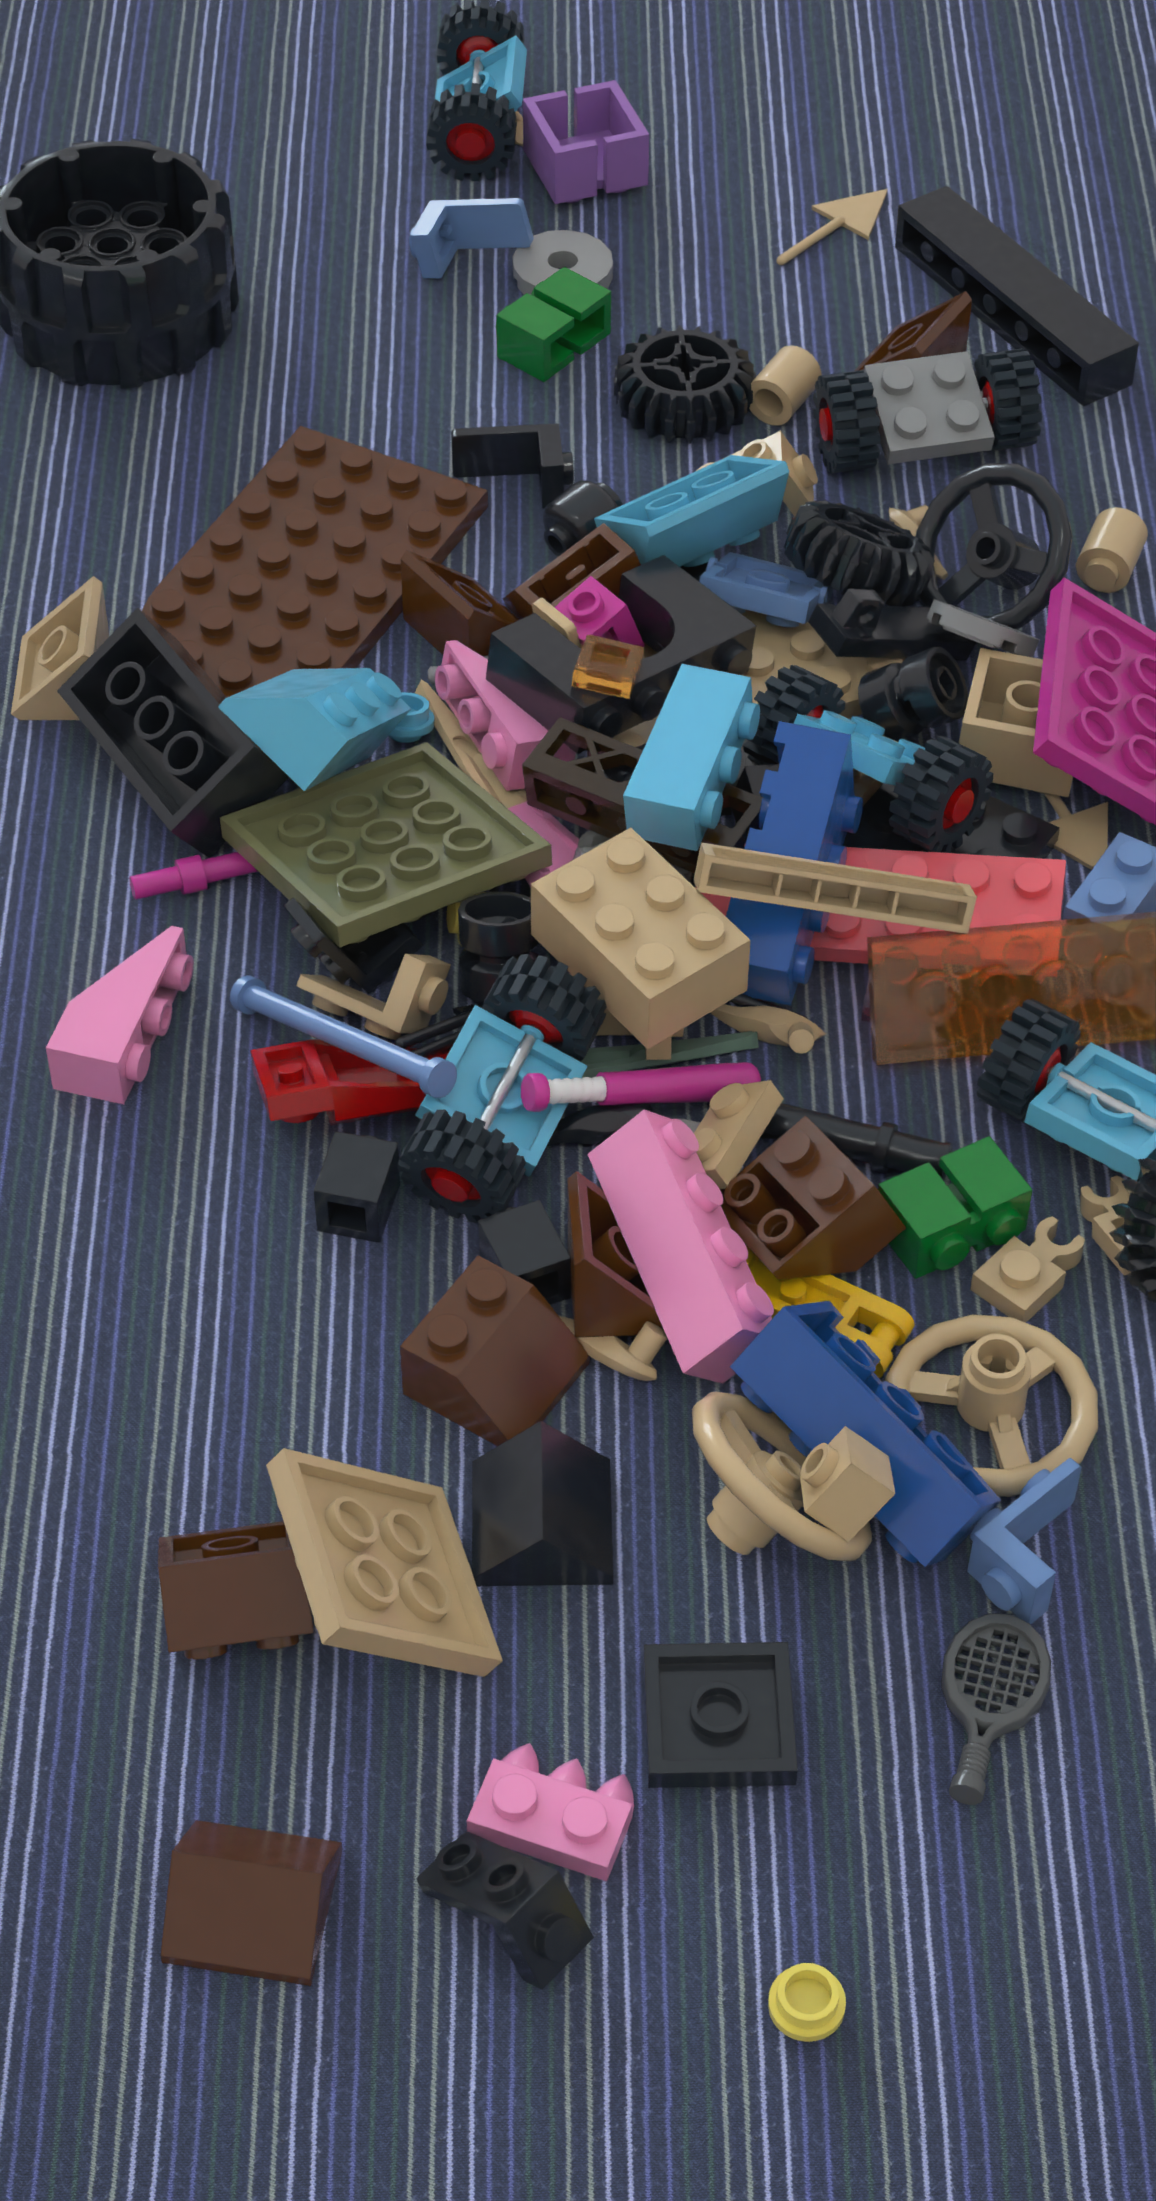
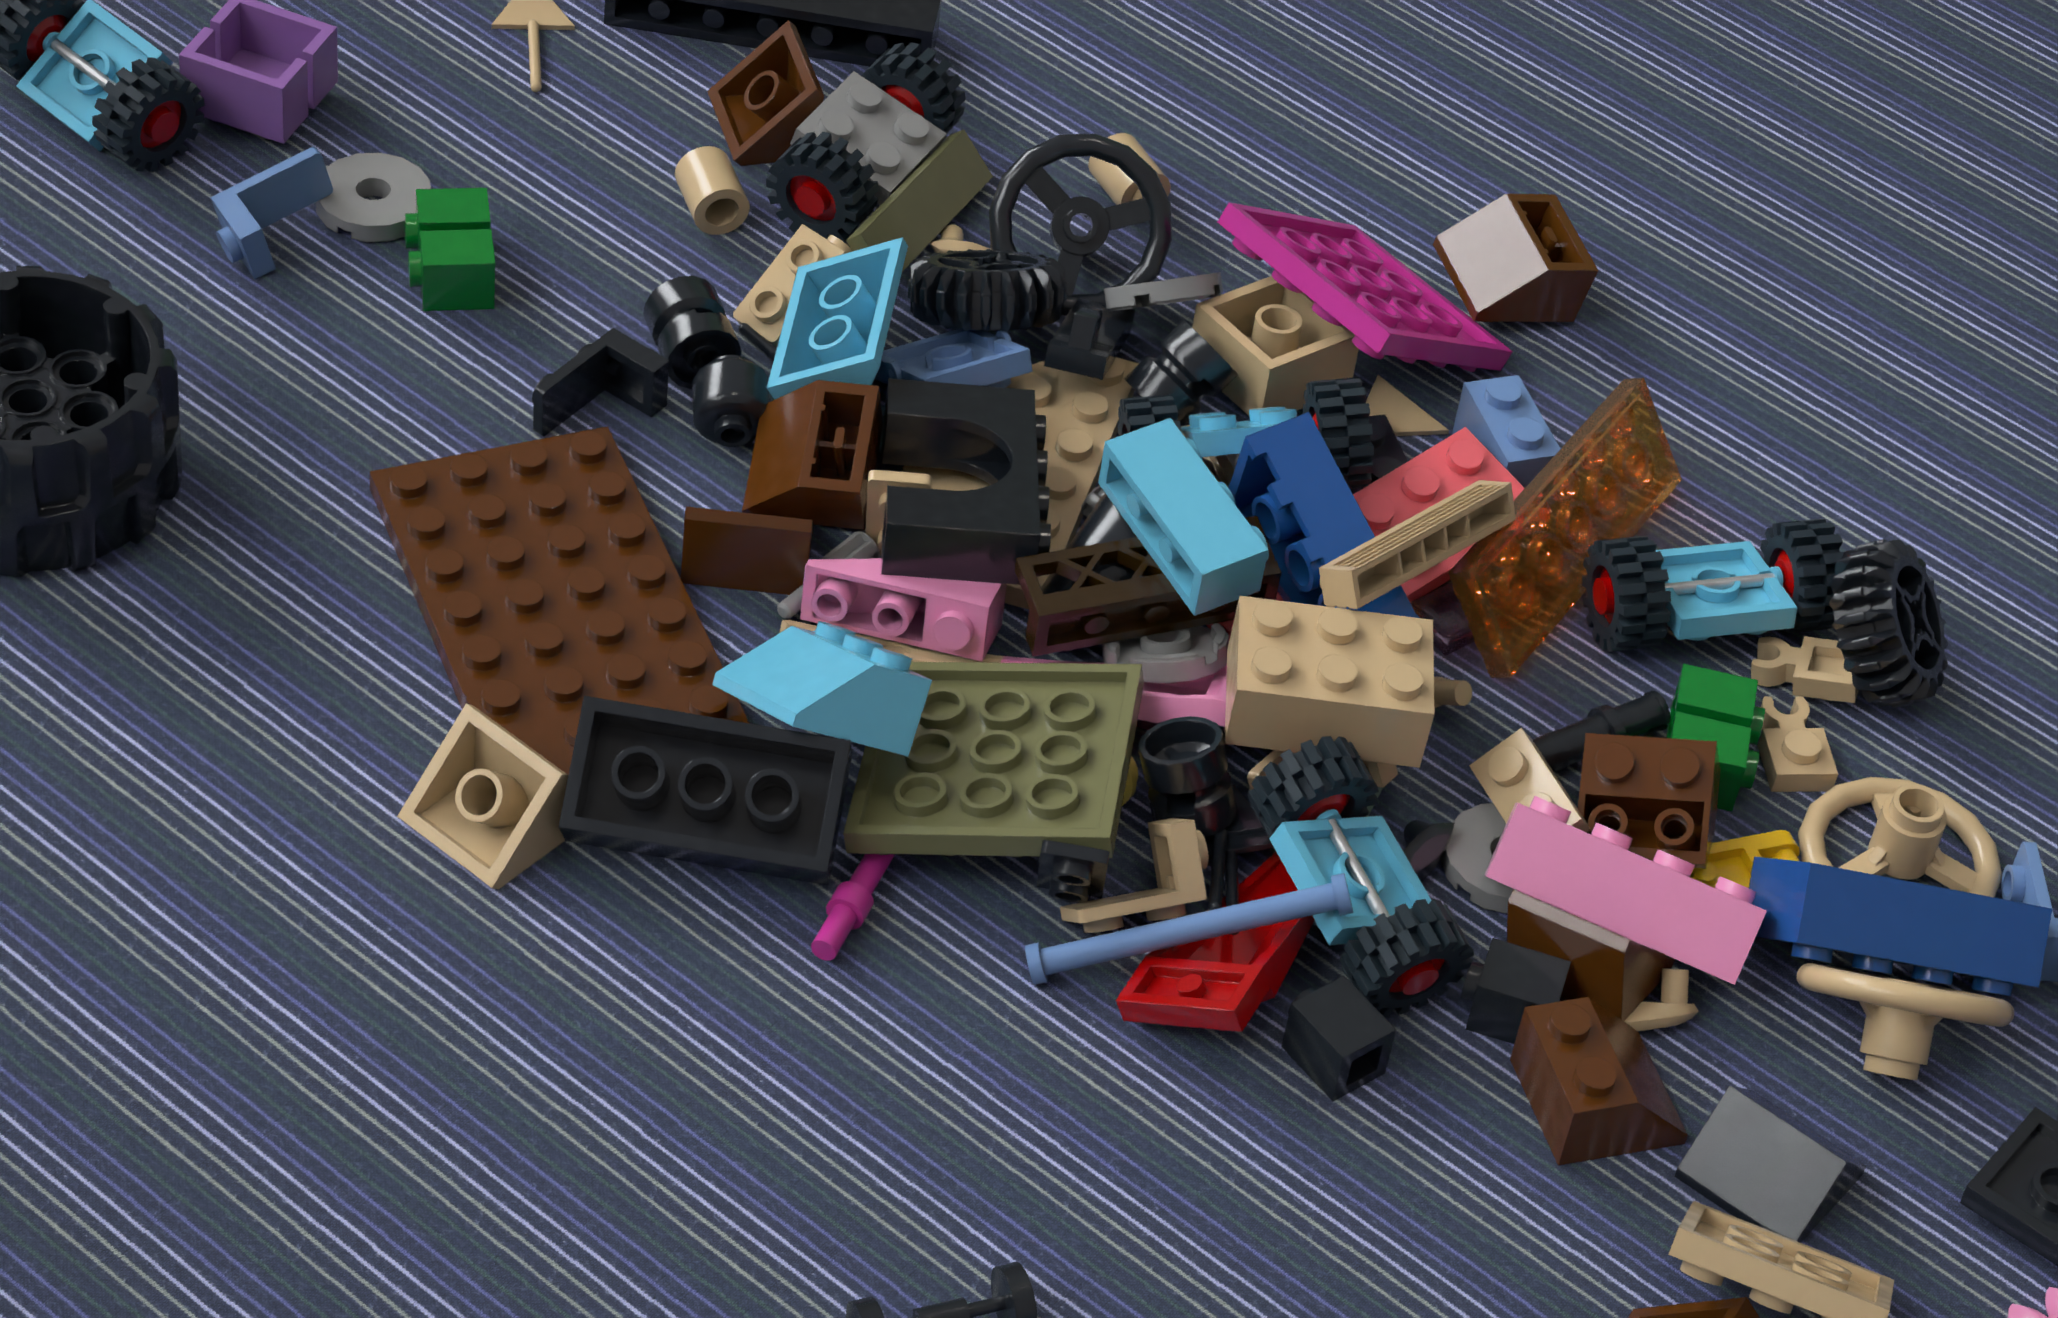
camera: 55 degrees left, 5 degrees down
(112, 1024) = (994, 1069): bright pink slope -> none
(599, 614) = (914, 453): dark pink bracket -> none
(608, 666) = (1012, 489): clear orange tile -> none
(625, 456) = (689, 326): none -> black wheel
(657, 1085) = (1431, 795): dark pink piece -> none
(684, 384) = (633, 235): black gear -> none
(846, 1483) = (1973, 958): tan plate -> none
(897, 476) = (927, 198): none -> olive tile

